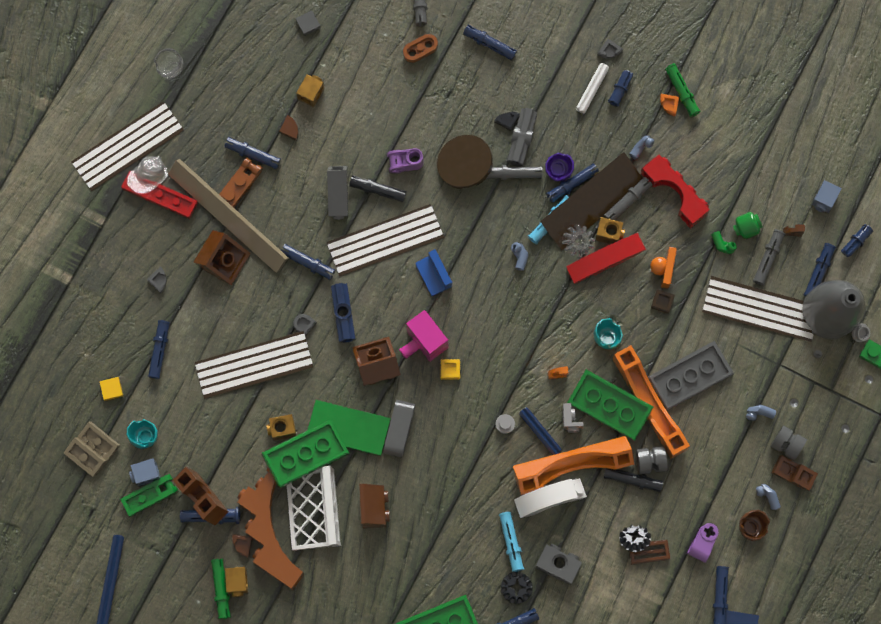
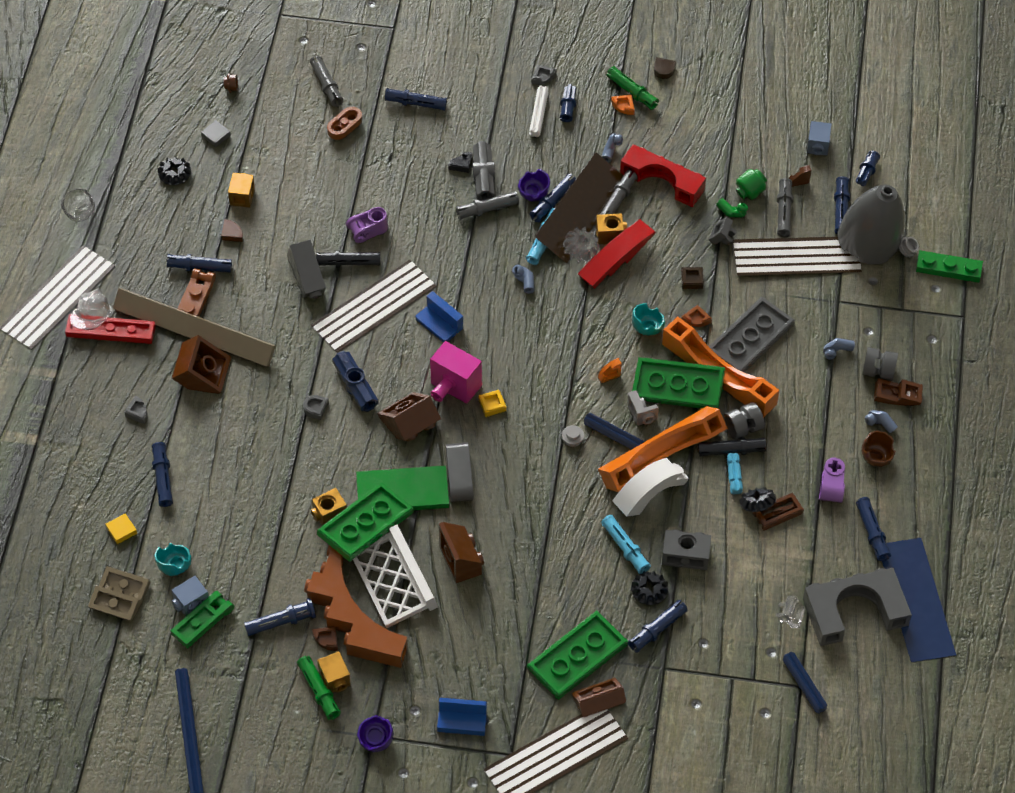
camera: 20 degrees left, 20 degrees down
(205, 500) = (269, 598): reddish brown arch -> none
(253, 364) = (273, 459): sticker -> none
(268, 54) = (169, 176): none -> black gear
(308, 262) = (301, 346): dark blue pin -> none
(465, 161) = (432, 207): dark brown tile -> none
(626, 504) = (734, 472): none -> medium azure axle
(651, 342) = (697, 317): none -> dark orange tile
(664, 267) = (681, 244): orange tile -> none
(704, 264) = (721, 231): none -> dark grey tile
(718, 77) = (664, 68): none -> dark brown tile

